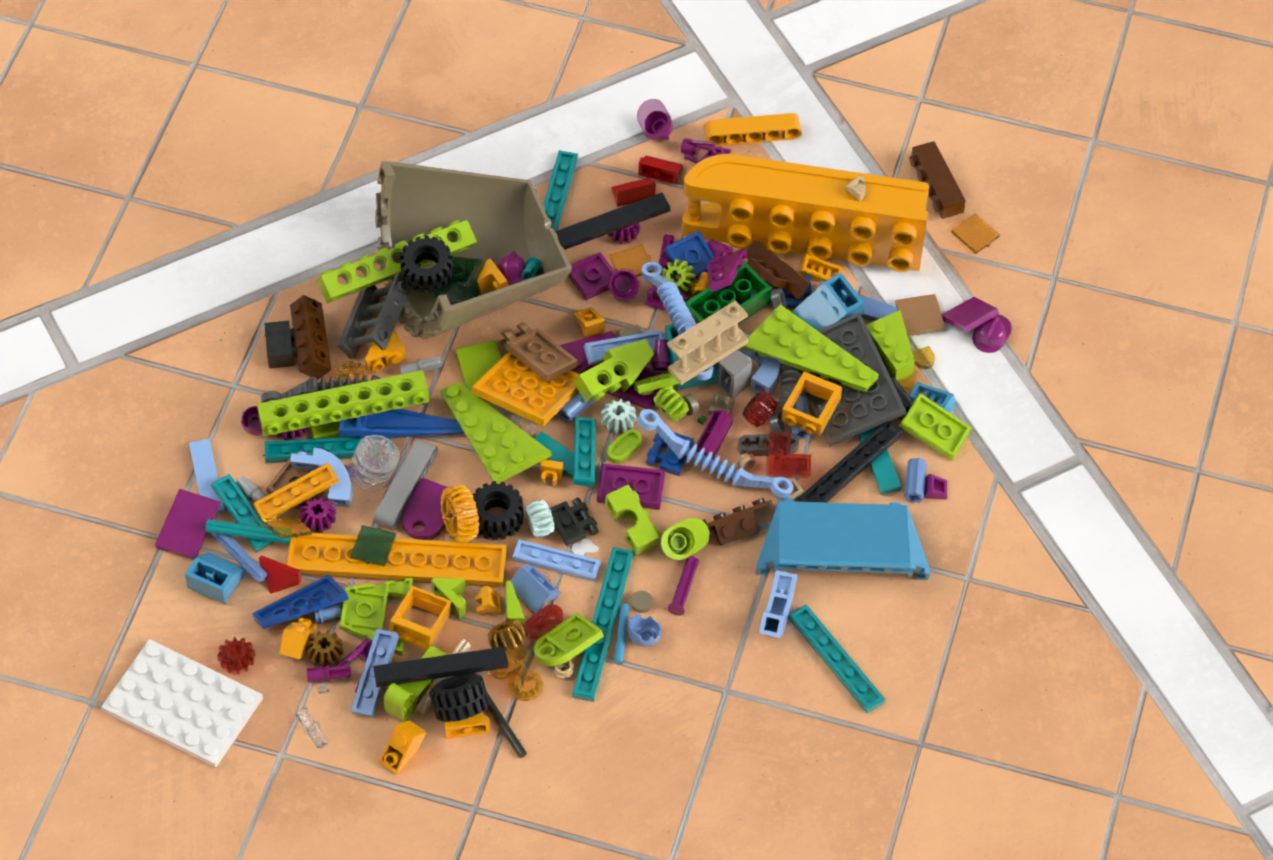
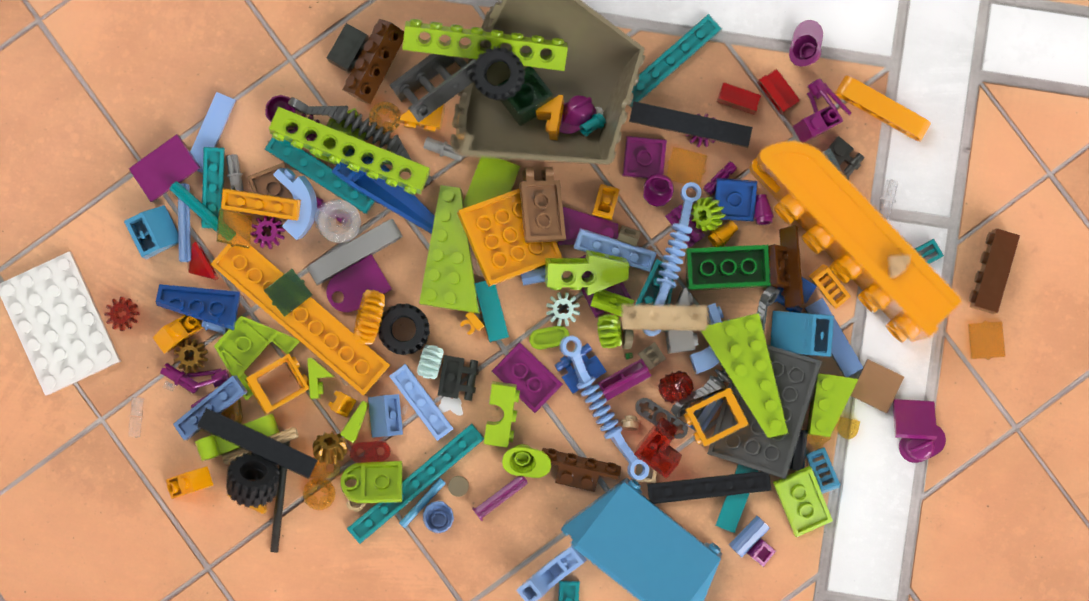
camera: 35 degrees right, 30 degrees up
(584, 451) = (512, 322): teal tile -> none
(661, 356) = (638, 278): magenta cone -> none
(723, 269) = (743, 239): magenta wing -> none

